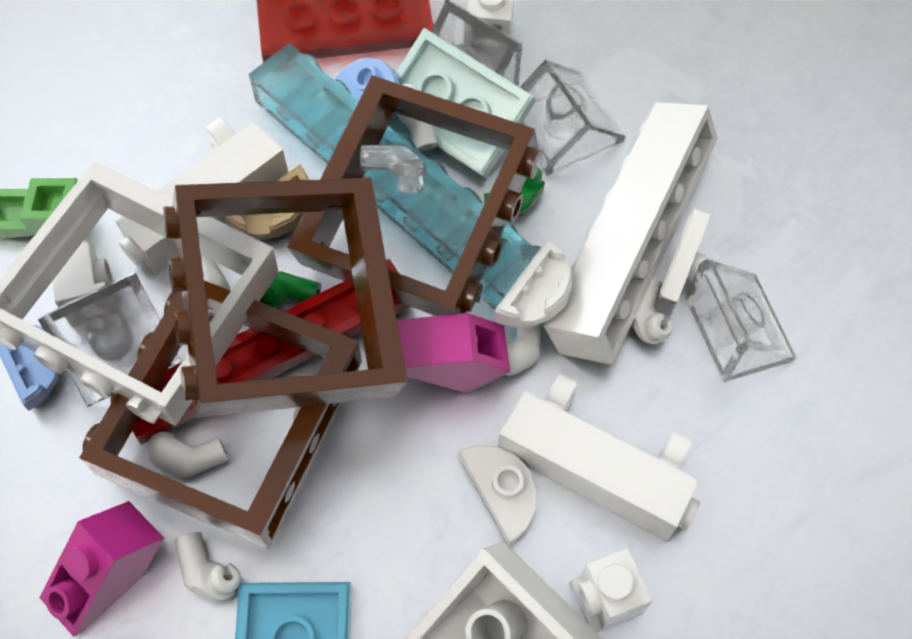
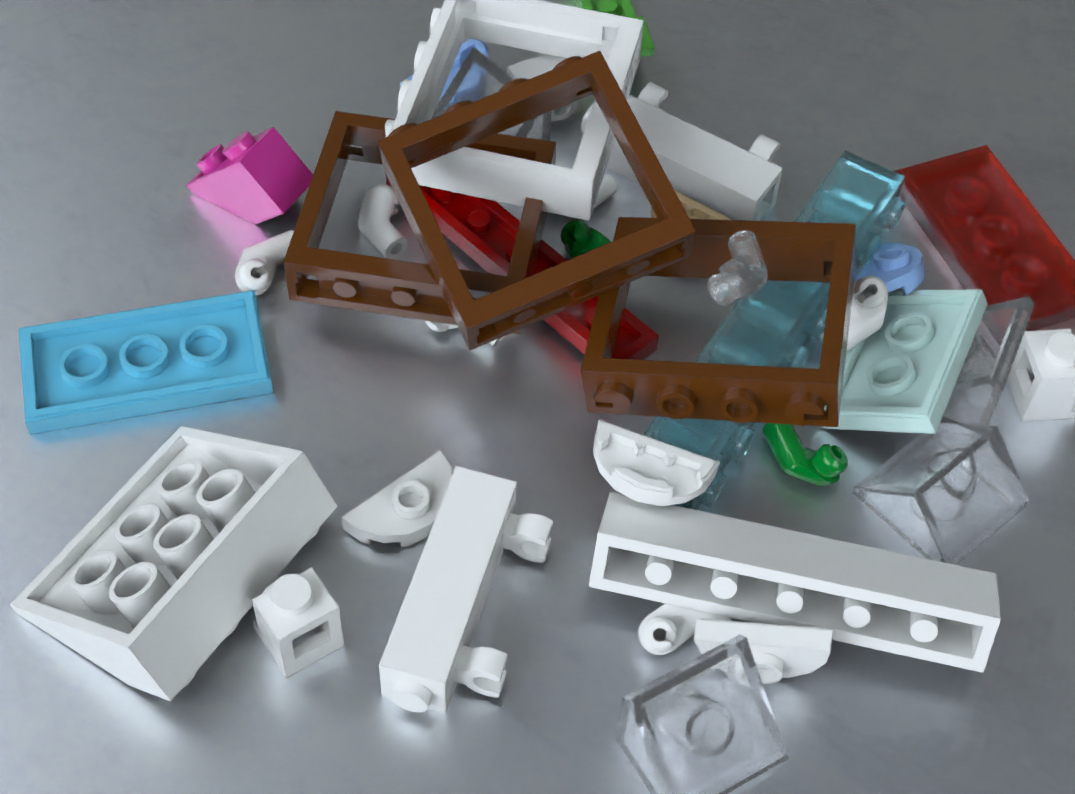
camera: 75 degrees right, 10 degrees down
(454, 350) = (546, 397): dark pink slope -> none
(524, 349) = (578, 488): white arm -> none

